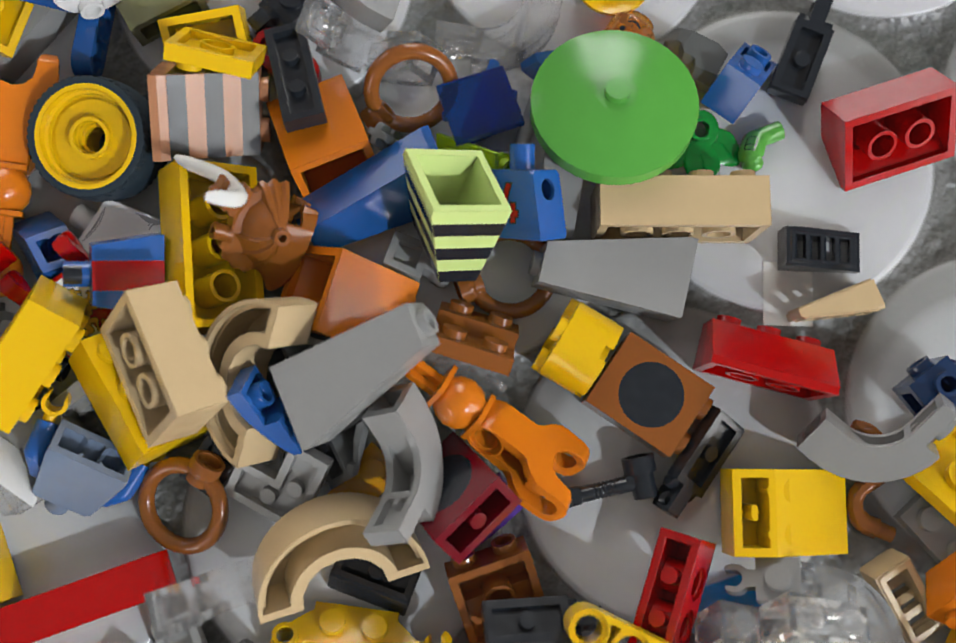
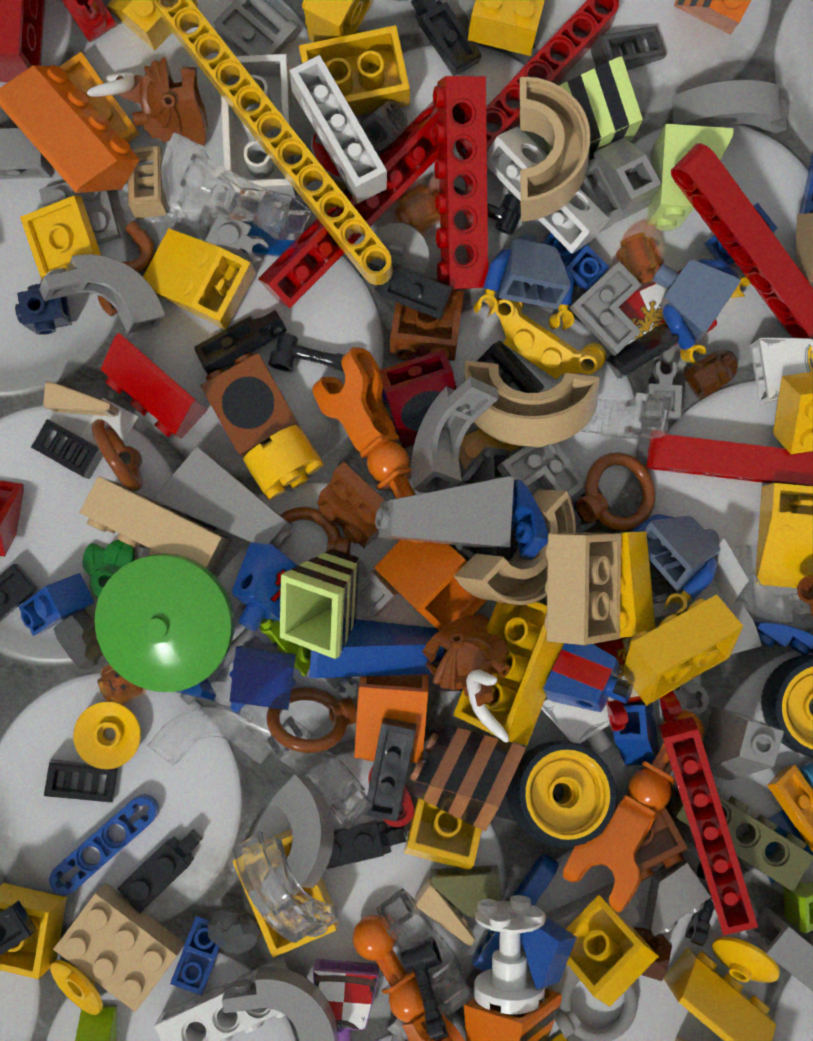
camera: 150 degrees left, 5 degrees up
(201, 49) = (440, 810): yellow plate -> none
(731, 239) = (112, 448): none -> dark orange piece
(755, 142) = (70, 552): bright green arm -> none

